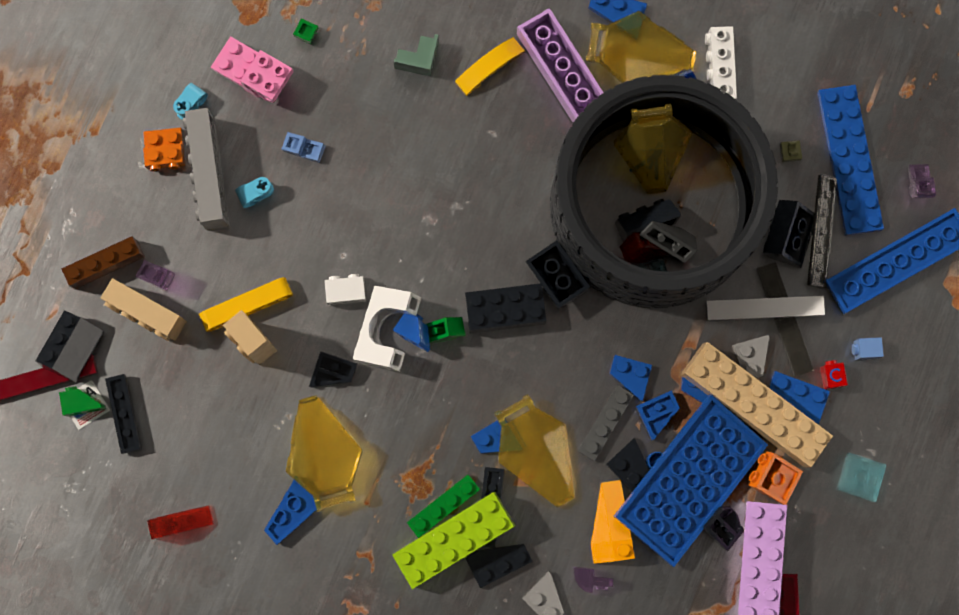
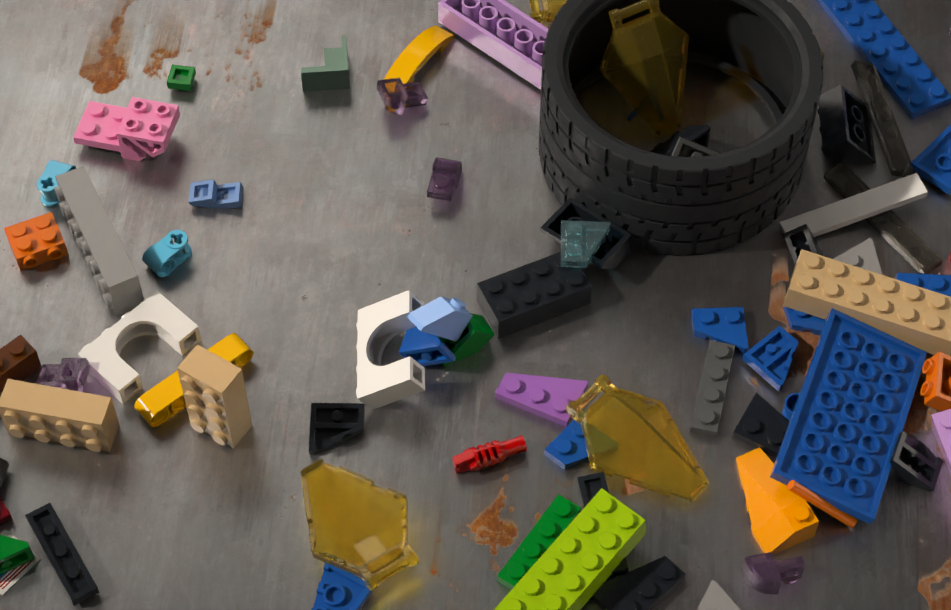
camera: 15 degrees left, 25 degrees down
(187, 266) = (151, 317): none -> white arch
(345, 290) = (321, 329): white brick -> none
(427, 320) = (442, 318): none -> light blue slope
(430, 428) = (488, 454): none -> red hinge
(462, 100) = (399, 96): none -> brick
(473, 186) = (444, 178): none -> clear purple brick
(484, 391) = (541, 394): none -> medium lavender wing
(549, 284) = (581, 241): none -> clear light blue wing
(633, 537) = (821, 503): none -> orange bar
(716, 331) = (800, 239): none -> black slope

